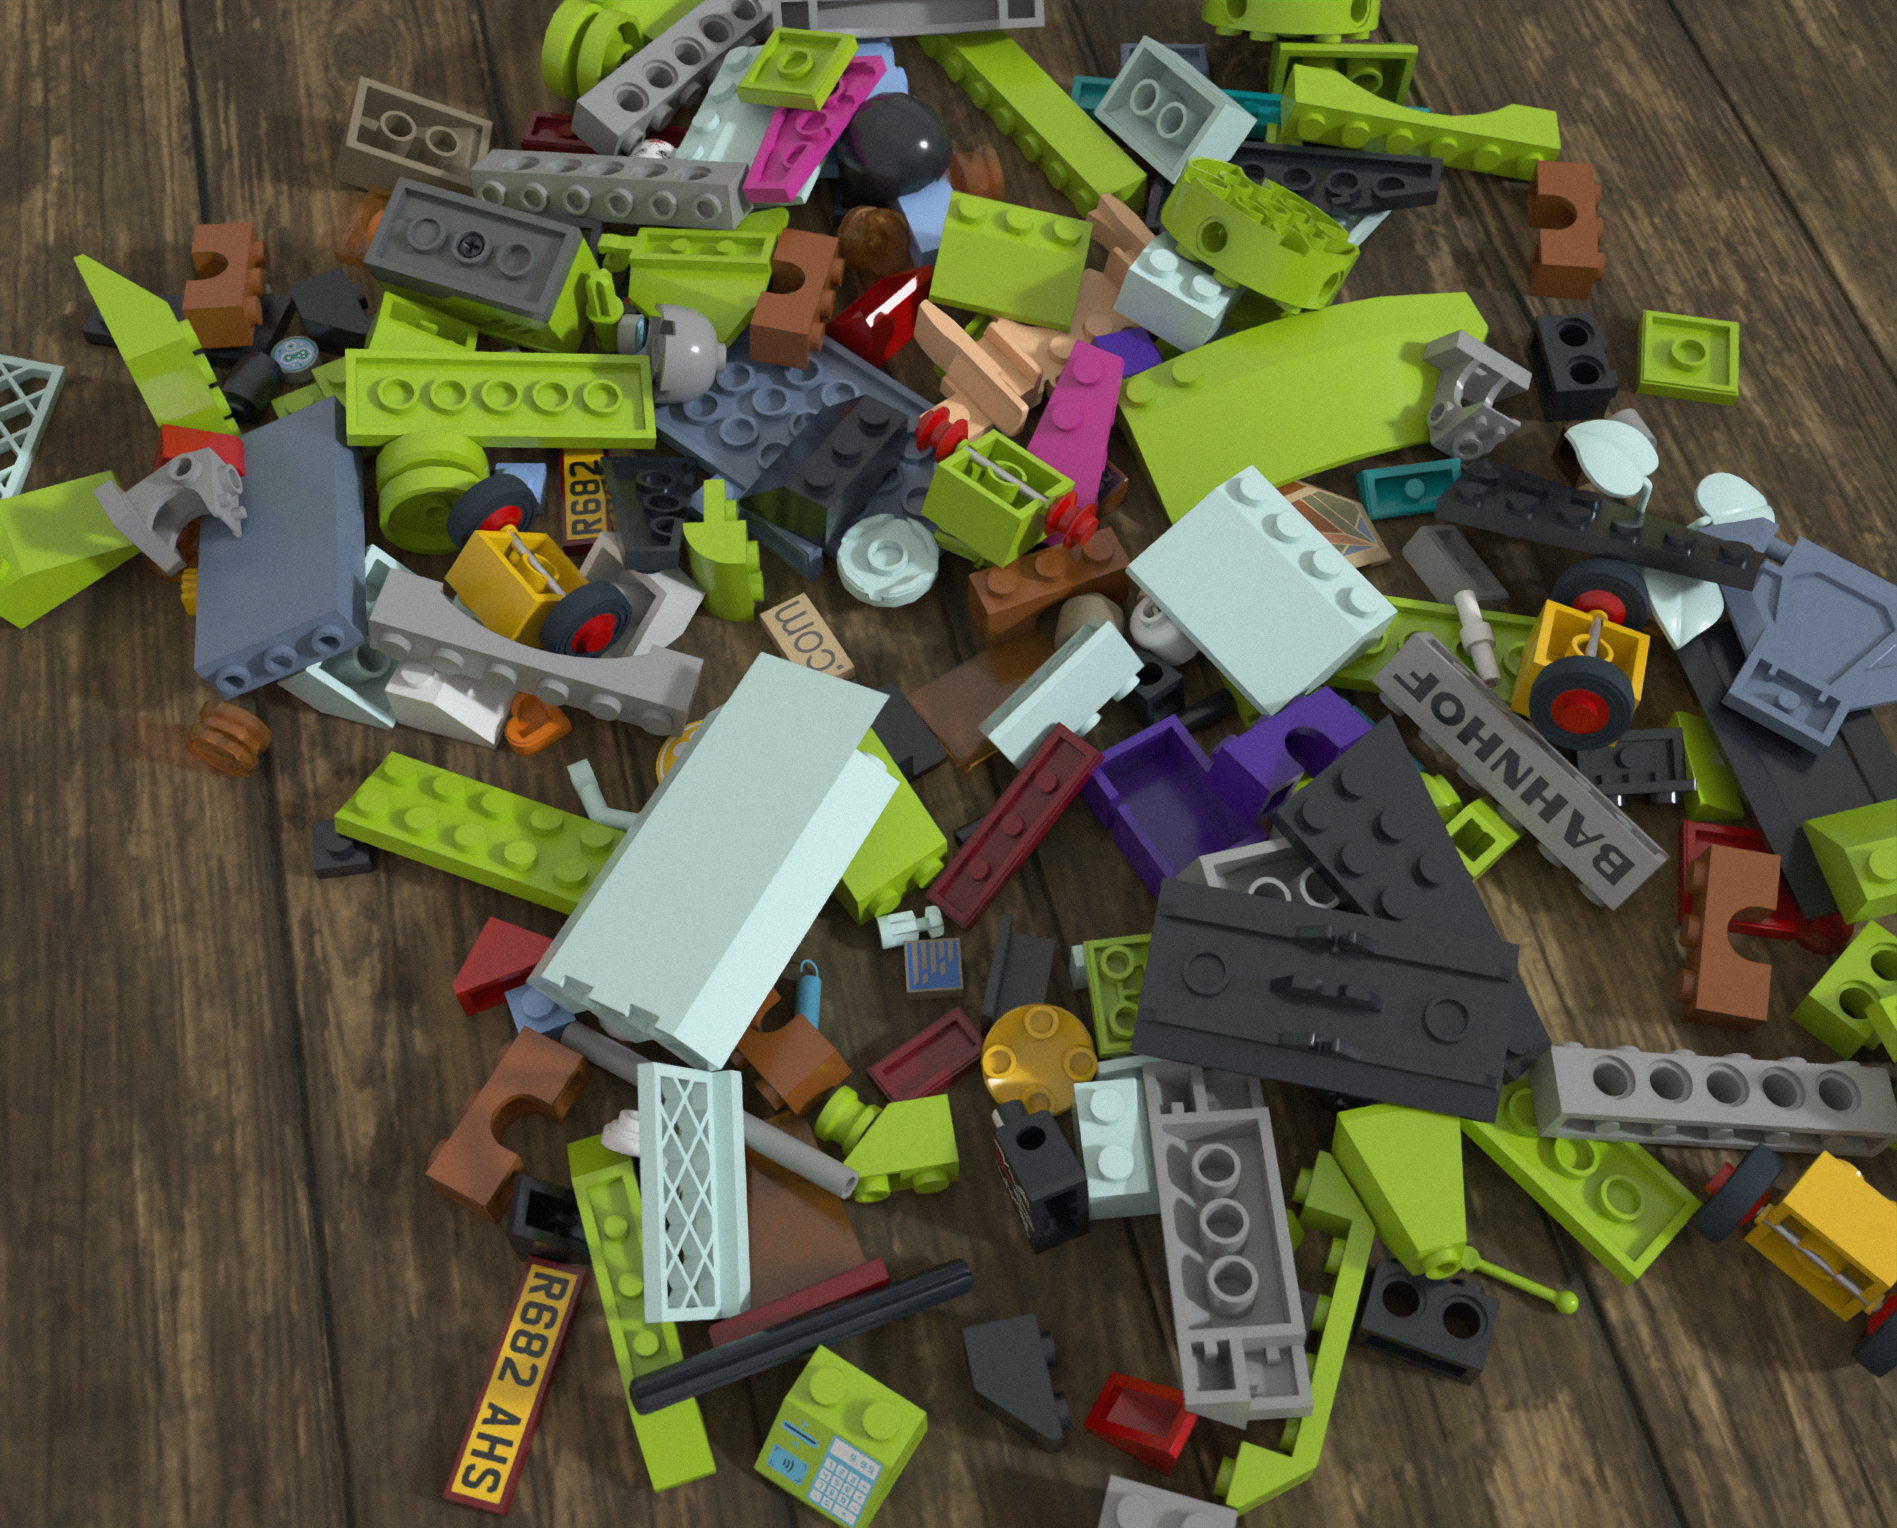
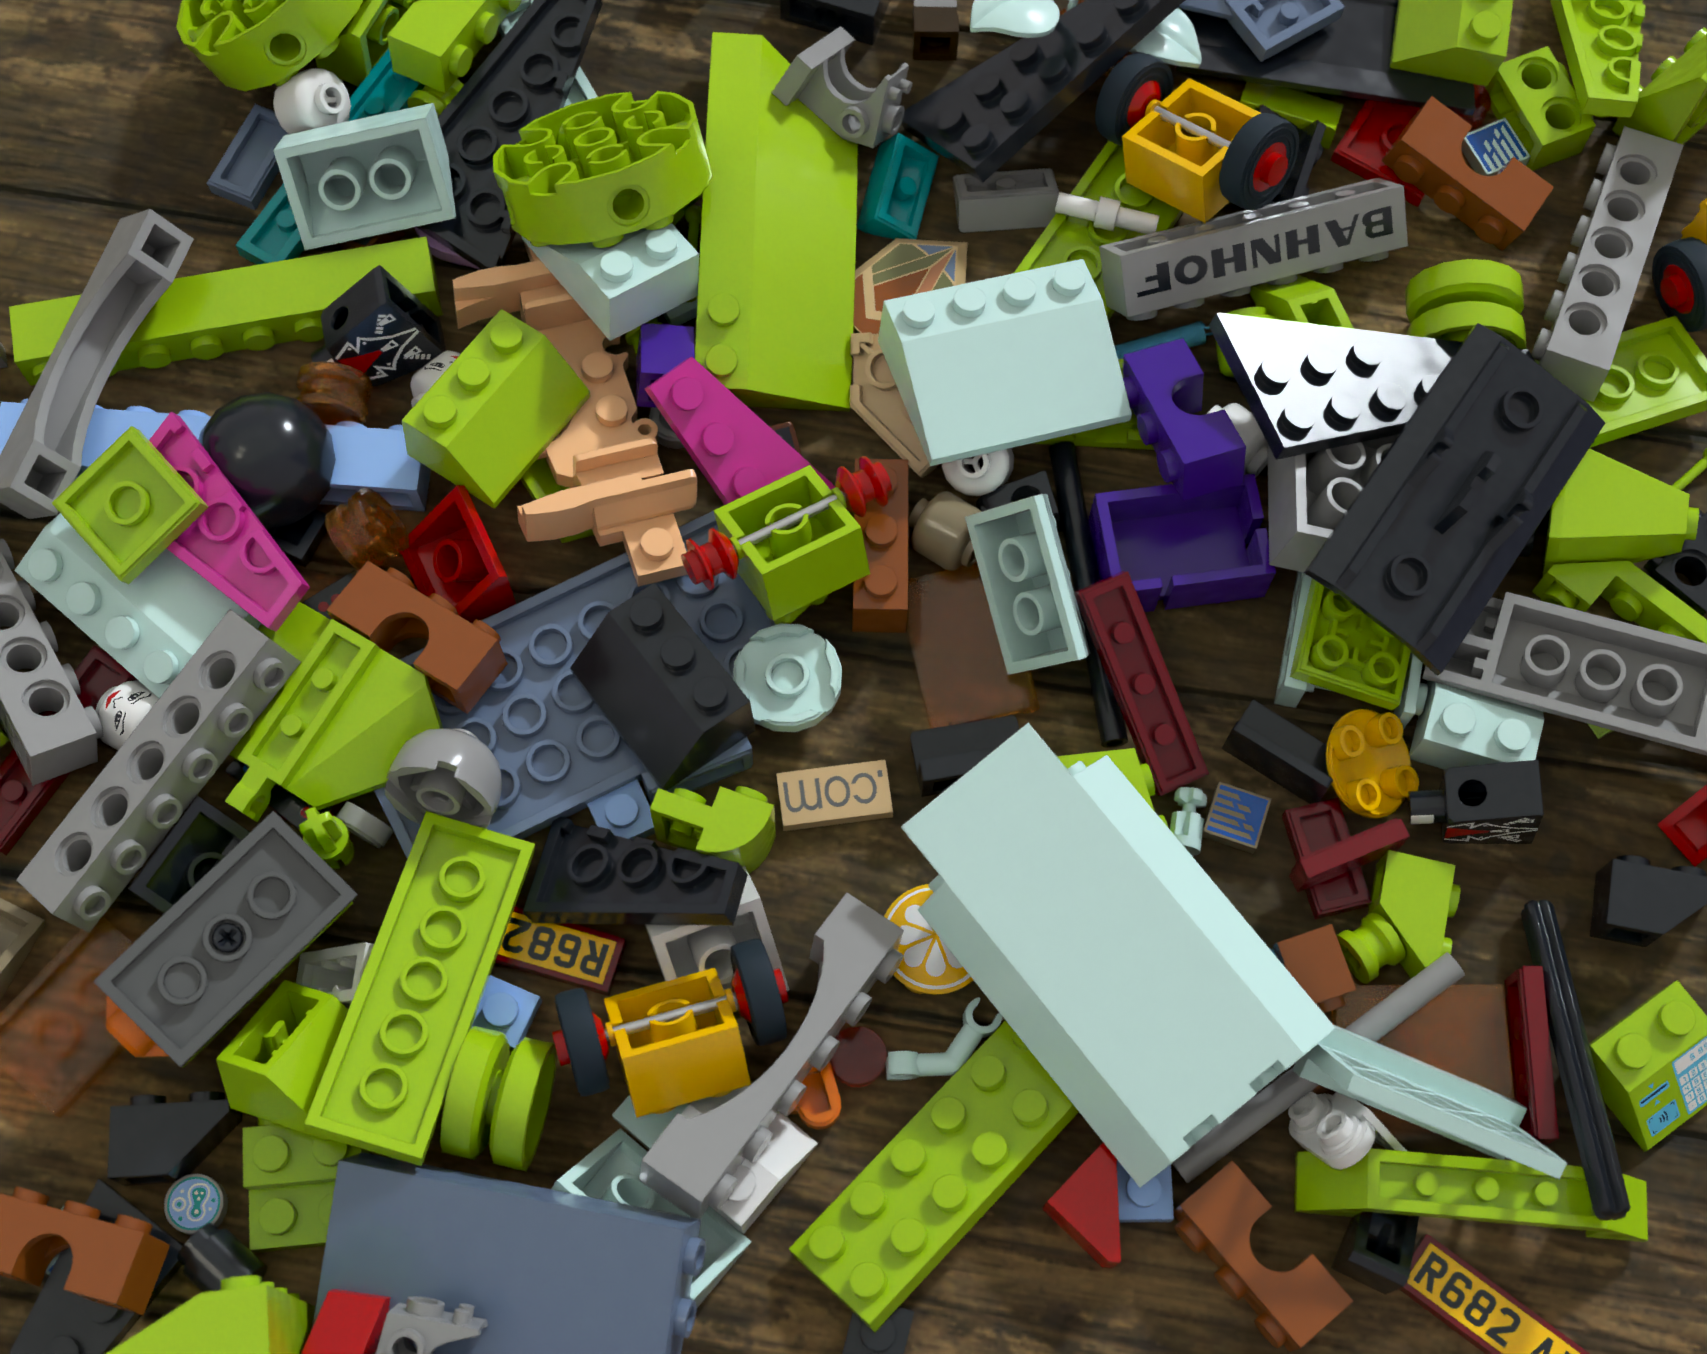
camera: 70 degrees left, 10 degrees up
(579, 740) = (858, 1057): none -> clear red tile
(926, 1060) = (1348, 854): none -> dark red tile
(1047, 174) = (380, 329): none -> black torso
(1232, 59) = (311, 101): none -> white head
(1570, 975) = (1461, 293): none -> lime wheel
(1792, 969) = (1493, 147): none -> tile

